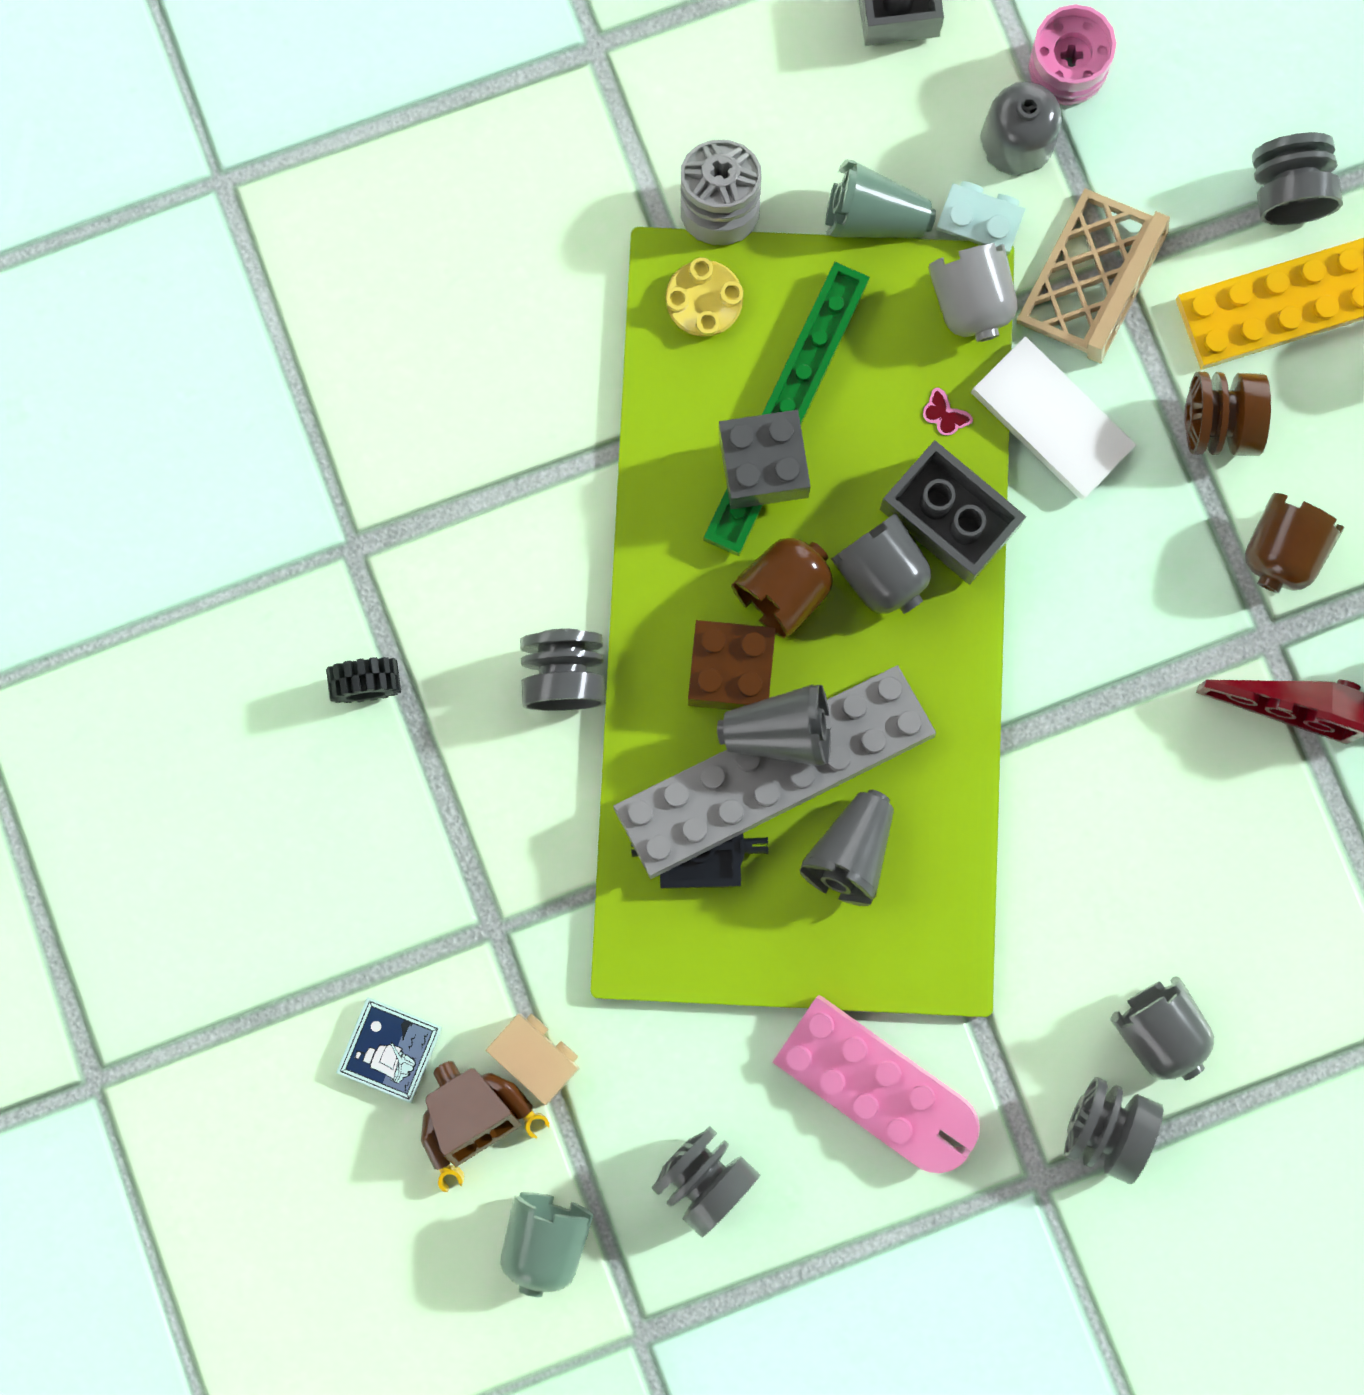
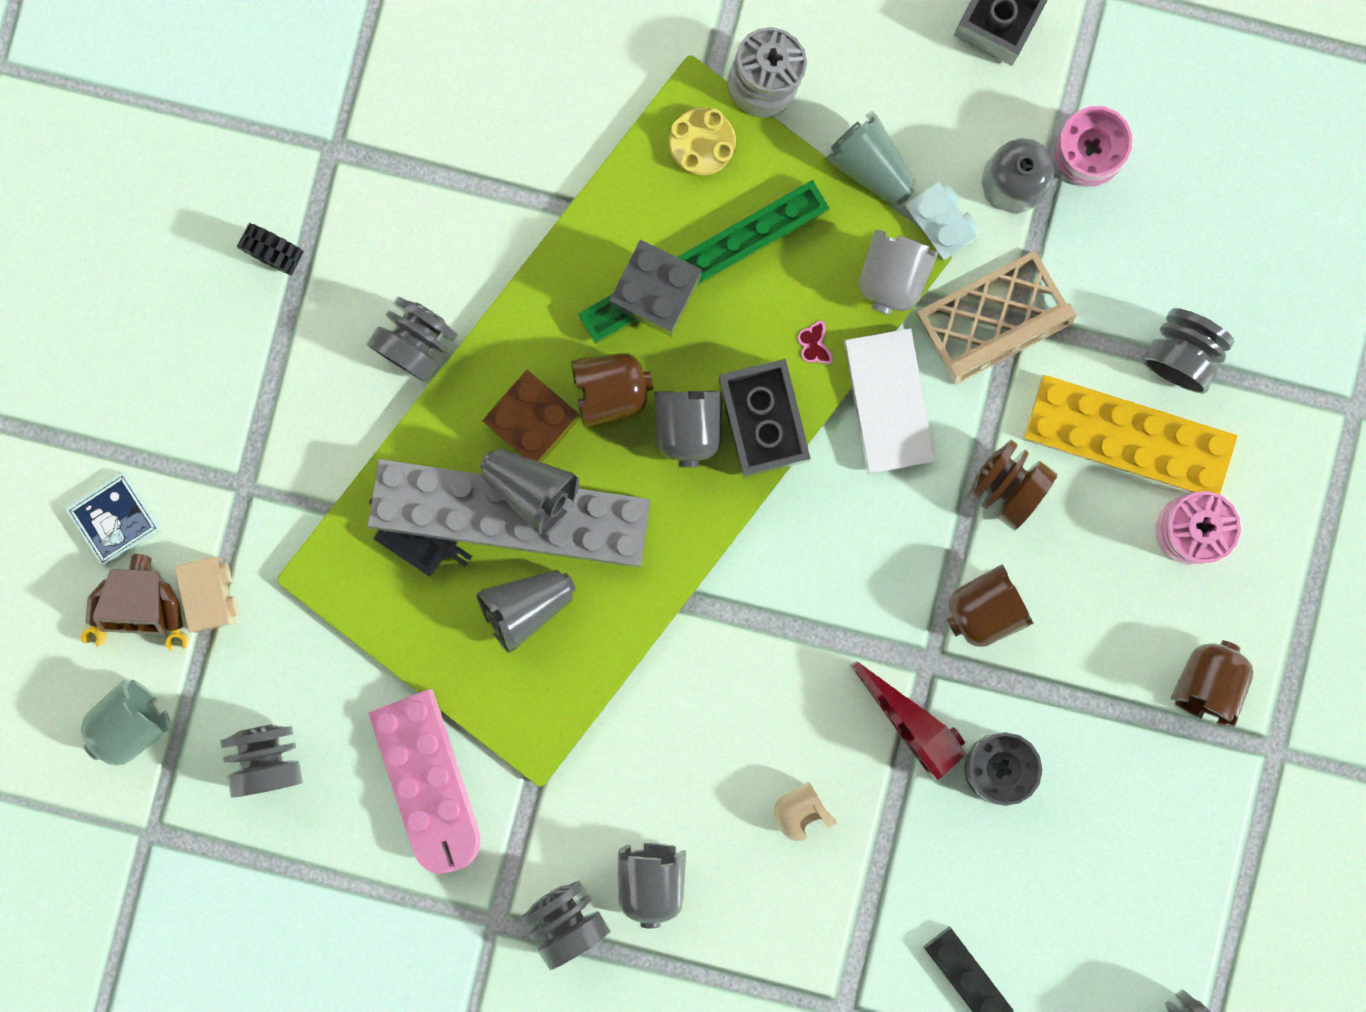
camera: 30 degrees right, 5 degrees up
(1251, 859) = (798, 810): none -> tan helmet

